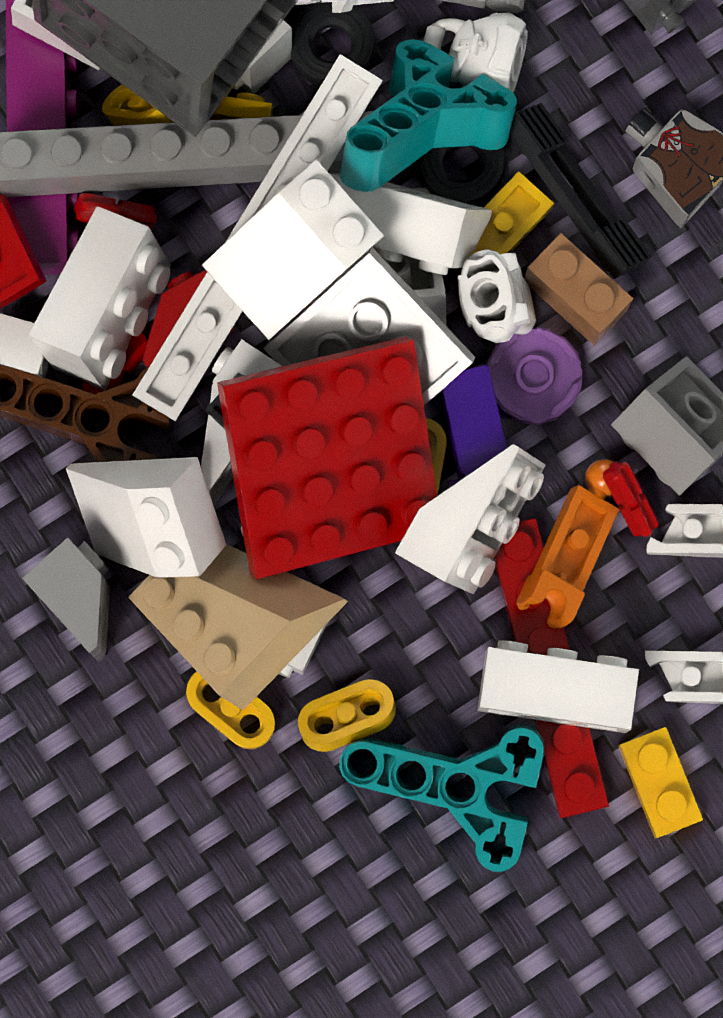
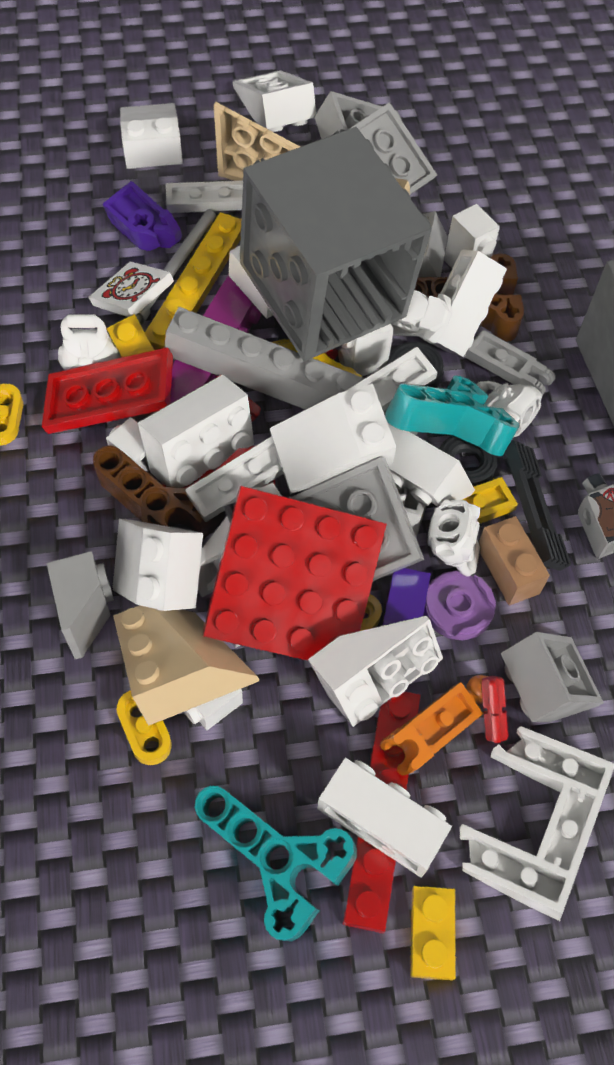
camera: 25 degrees right, 20 degrees down
(345, 712) = (222, 768): yellow plate -> none

